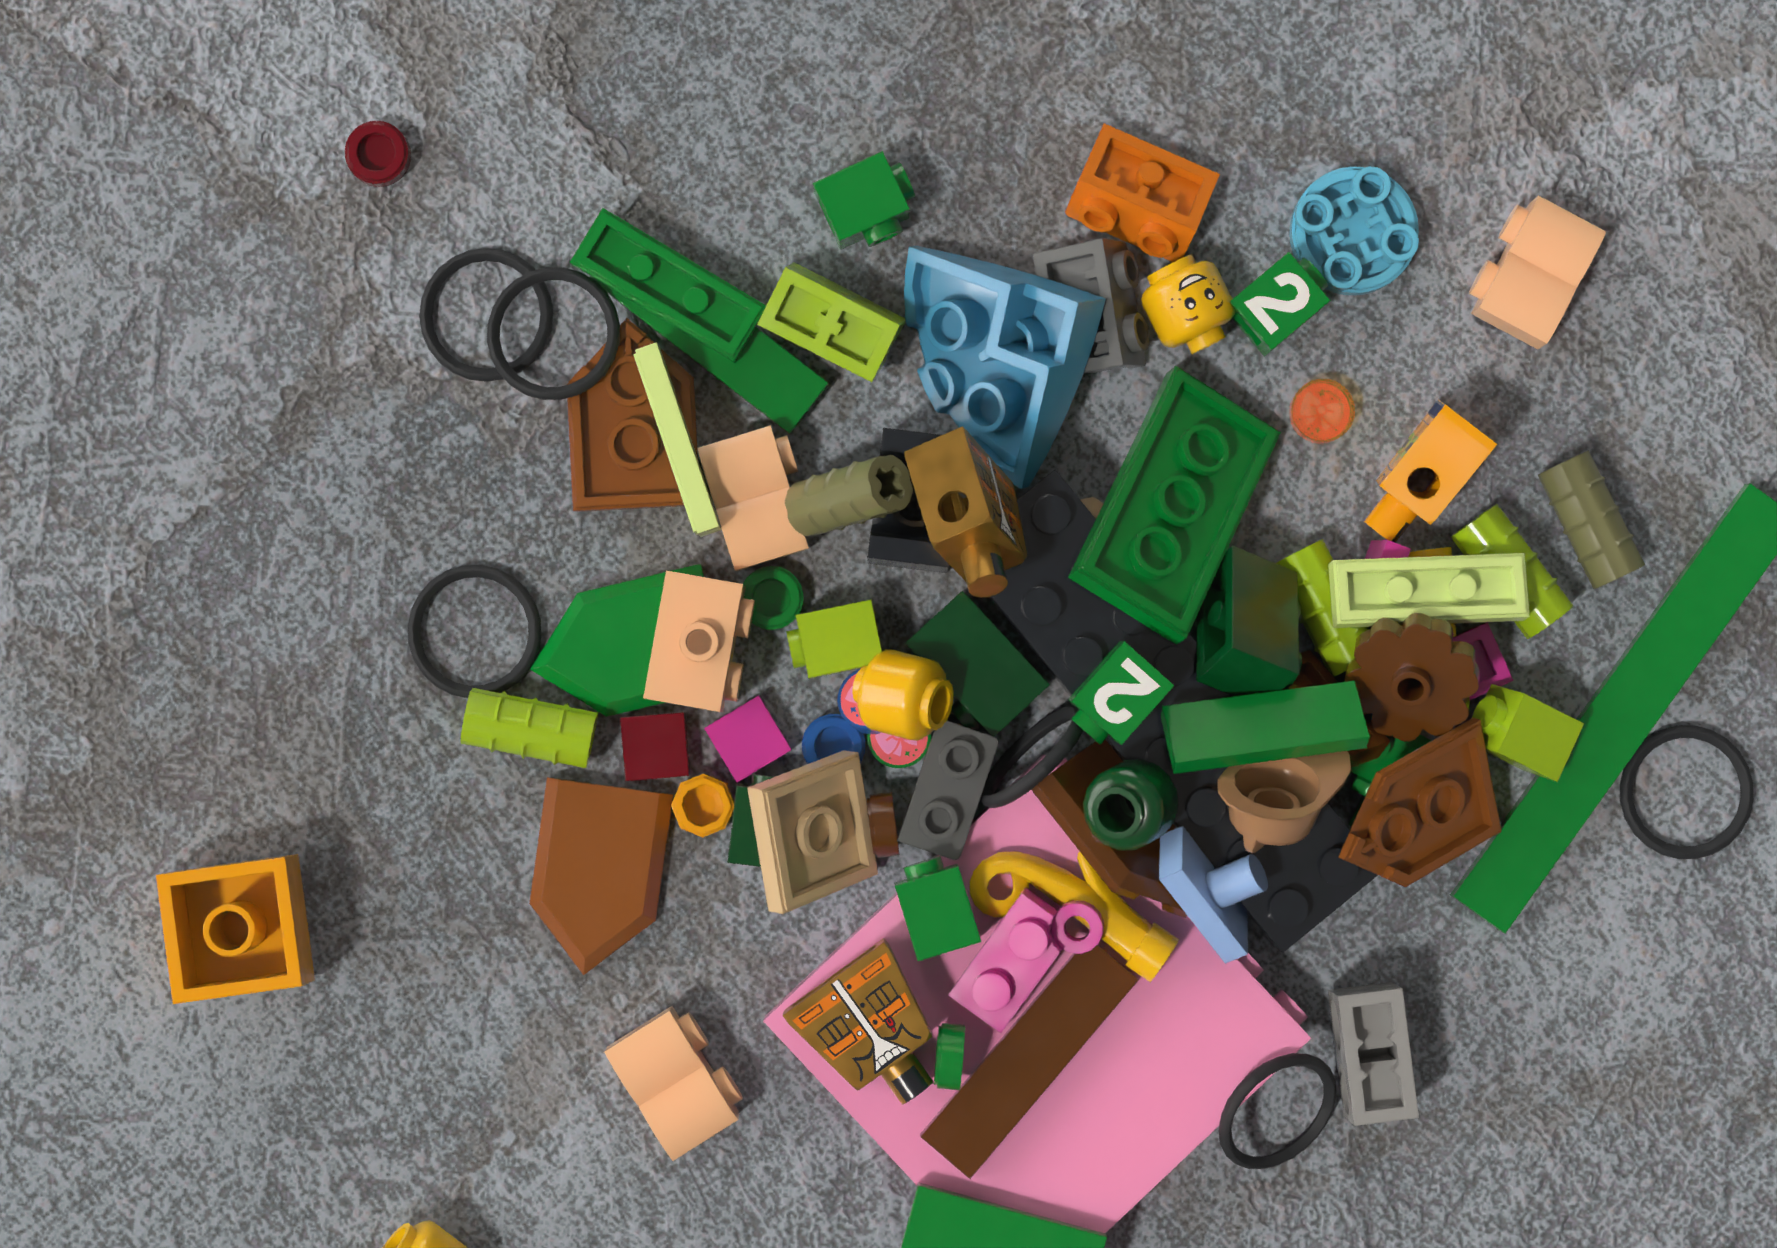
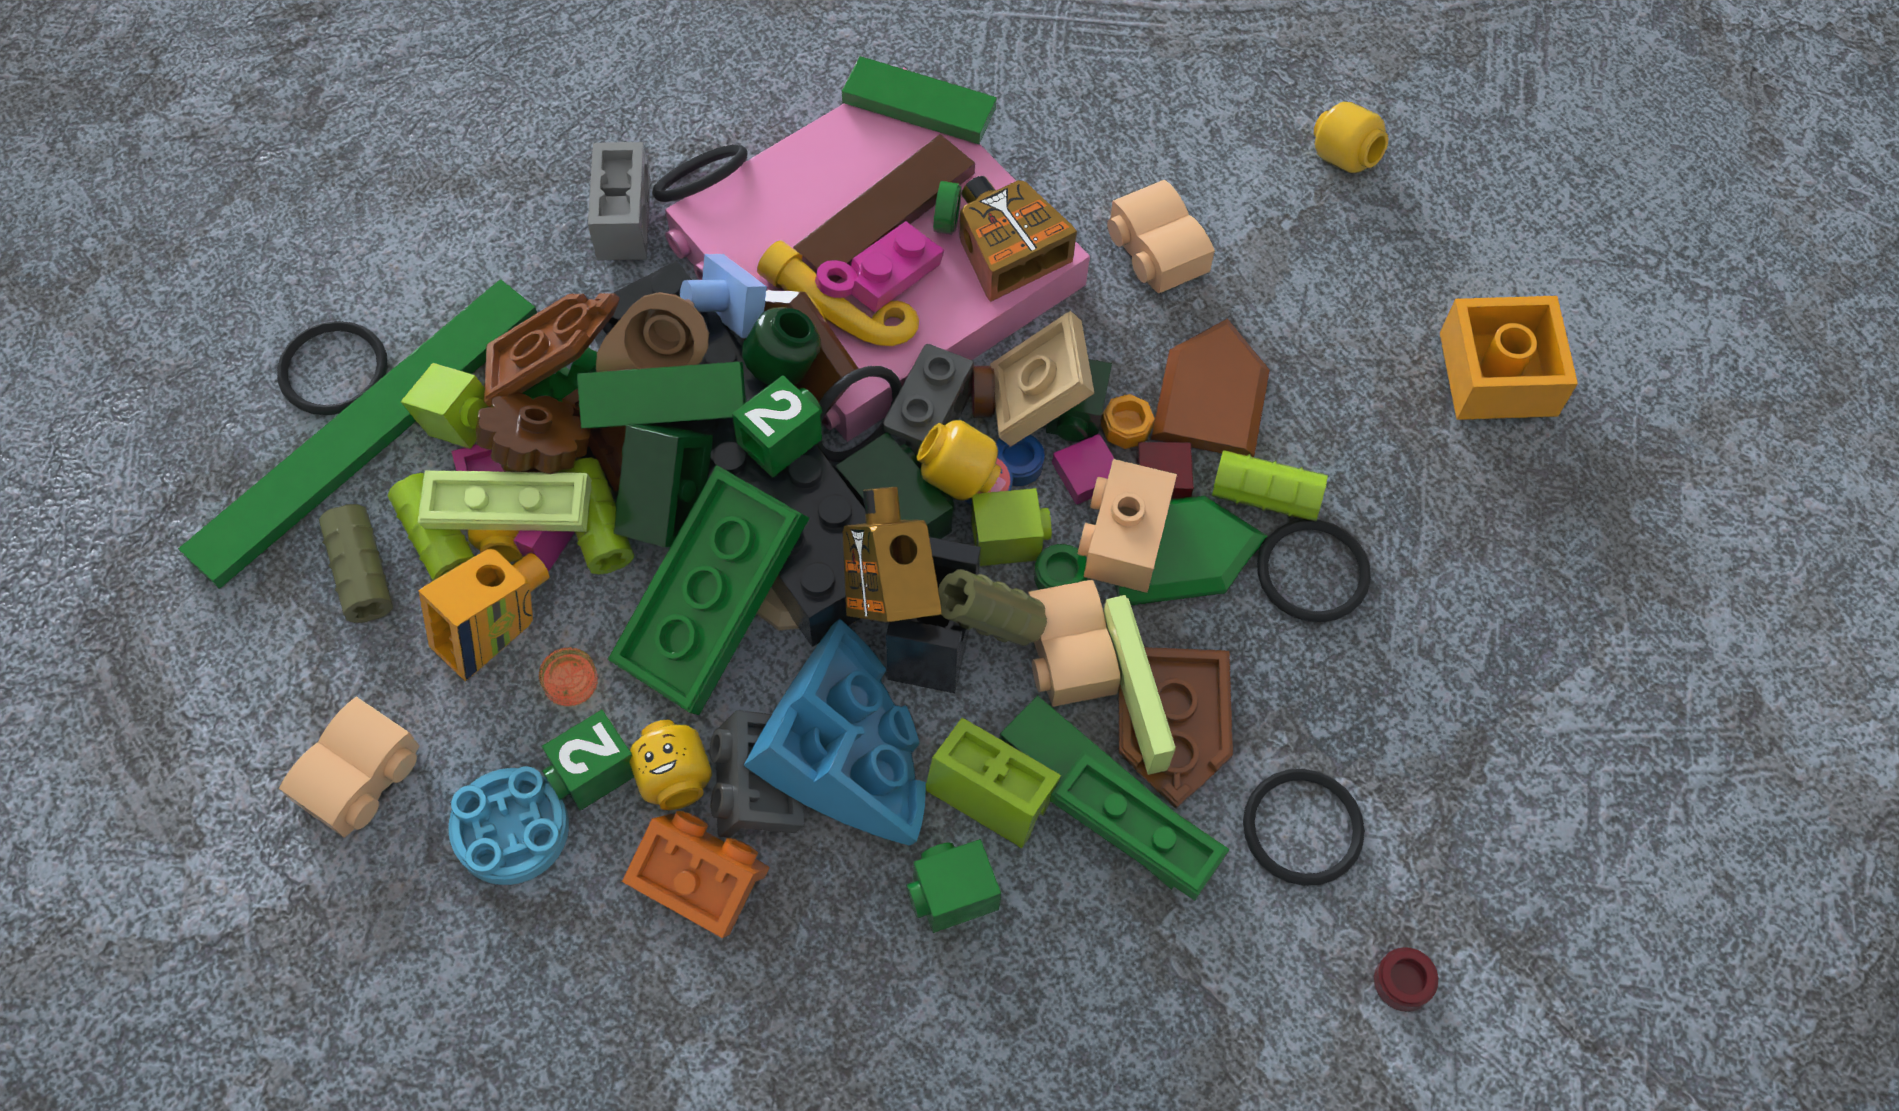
camera: 175 degrees left, 25 degrees down
(582, 384) = (1273, 754): black tyre -> none
(936, 908) = (947, 302): green brick -> none

